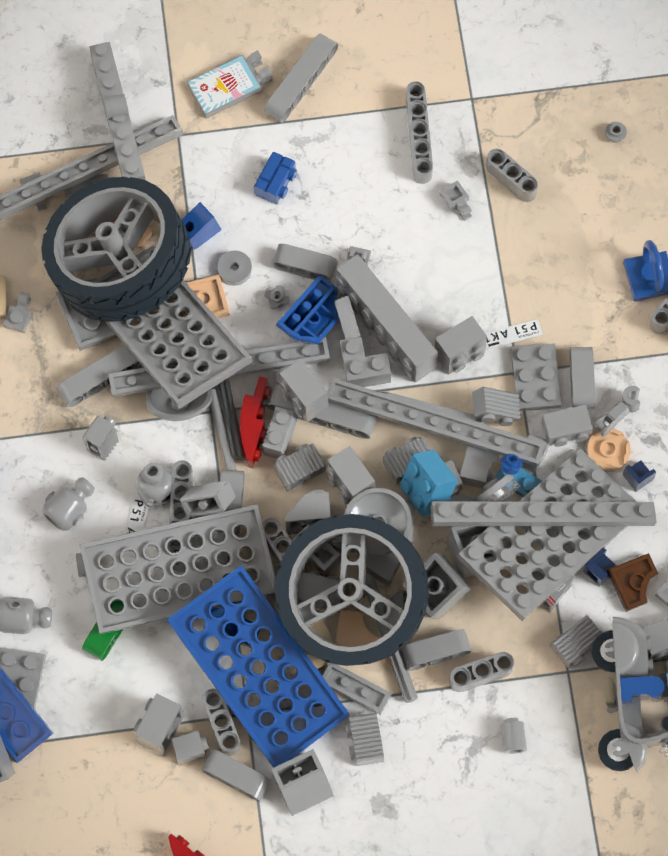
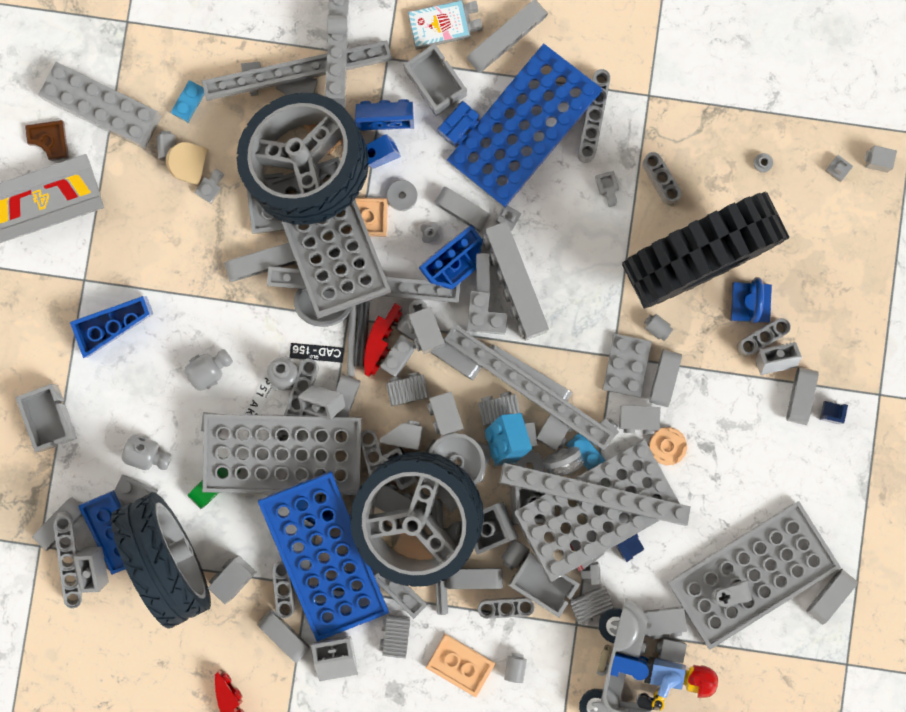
camera: 15 degrees right, 15 degrees up
(75, 707) = (160, 560): none -> black wheel
(101, 437) = (249, 319): light grey brick -> none
(189, 747) = (252, 602): light grey brick -> none
(193, 456) = (316, 352): none -> black sticker
(195, 188) = (384, 115): none -> blue slope
(234, 143) = (433, 81): none -> light grey piece
(352, 172) = (552, 135): none -> blue piece
(449, 753) = (460, 665): none -> light nougat tile
(461, 345) = (571, 323): light grey brick -> none
(474, 610) = (514, 554): none -> light grey brick
(496, 406) = (585, 385): light grey brick -> none
(510, 464) = (577, 447): blue plate -> none
(513, 334) = (618, 320): white sticker -> none
(522, 639) = (534, 584): none -> light grey piece
(556, 326) = (658, 327): none -> light grey brick
(568, 607) = (593, 574): none -> light grey tile
(579, 216) = (705, 249): none -> black tyre
(619, 411) = (686, 417): light grey piece -> none
(632, 580) = (652, 564): reddish brown tile -> none
(638, 475) = (686, 476): dark blue panel -> none

